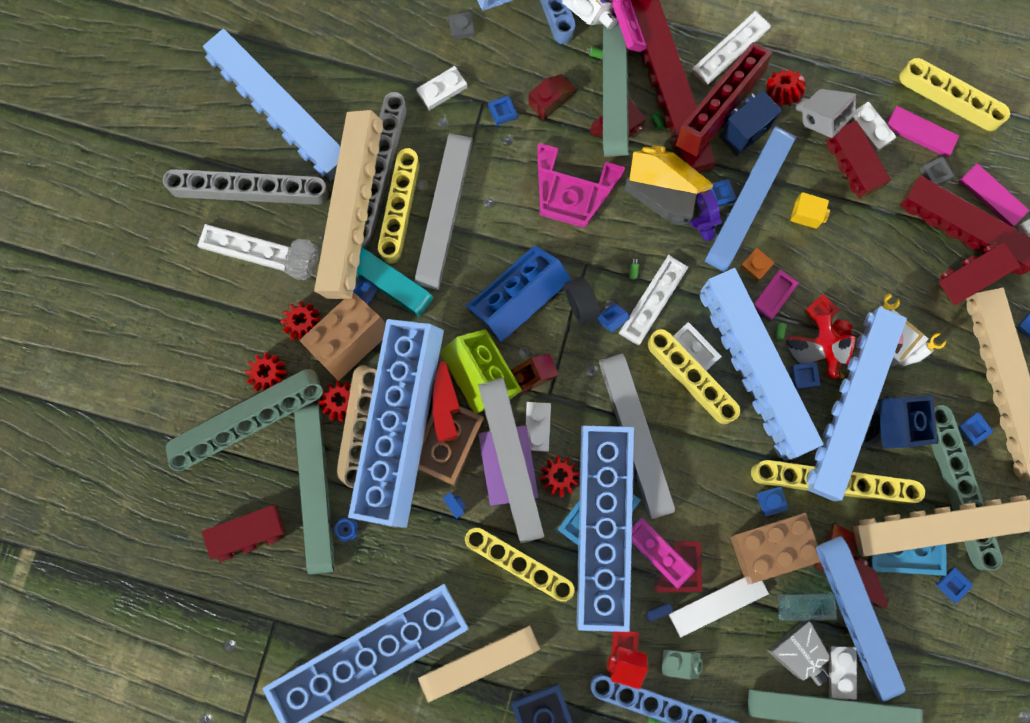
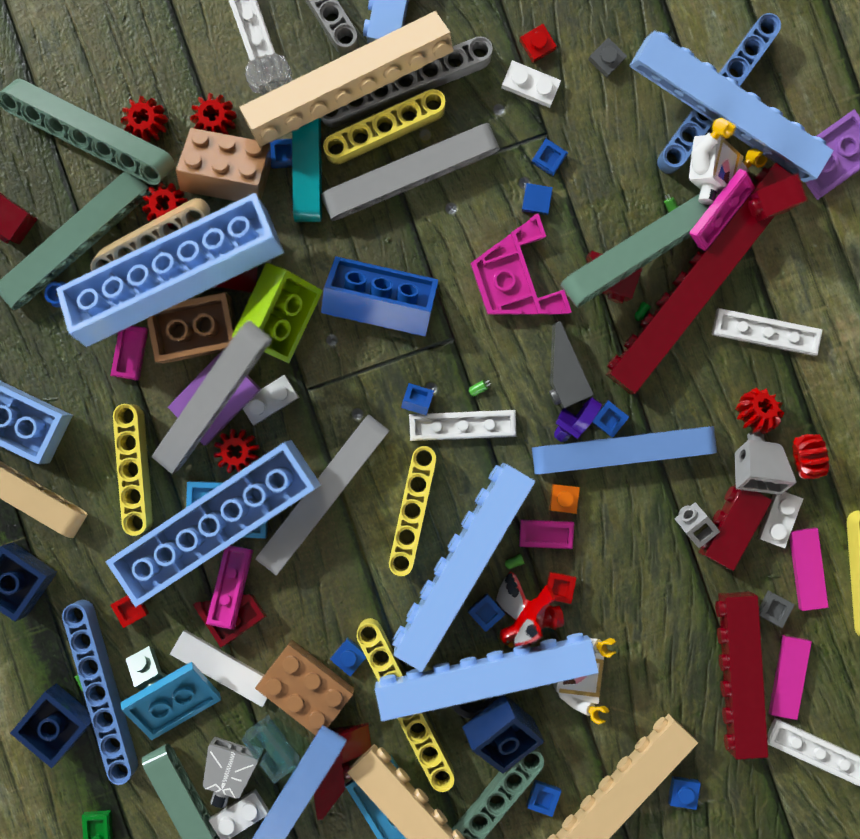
camera: 55 degrees right, 10 degrees up
(416, 64) = (538, 43): none -> red plate
(429, 507) = (129, 352): none -> dark pink tile
(444, 405) = (218, 301): red slope -> none
(455, 505) = (144, 375): blue plate -> none
(526, 138) = (537, 199): none -> blue tile
(534, 372) = (314, 363): dark red slope -> none
(550, 95) = (597, 192): dark red slope -> none
(581, 300) = (410, 359): black tyre -> none
(627, 667) = (106, 626): red brick -> none
(658, 612) = (177, 620): dark blue tile -> none
(667, 170) = (590, 355): yellow slope -> none
(697, 346) = (442, 494): white plate -> none
(719, 659) = (171, 701): none -> dark azure plate
(723, 98) = (701, 359): dark red brick -> none
(749, 122) = (698, 400): dark blue brick -> none
(810, 210) = (651, 514): yellow brick -> none
(834, 183) = (691, 519): none -> light grey brick
(842, 75) = (810, 456): none -> red gear
(978, 273) = (695, 710): dark red brick -> none

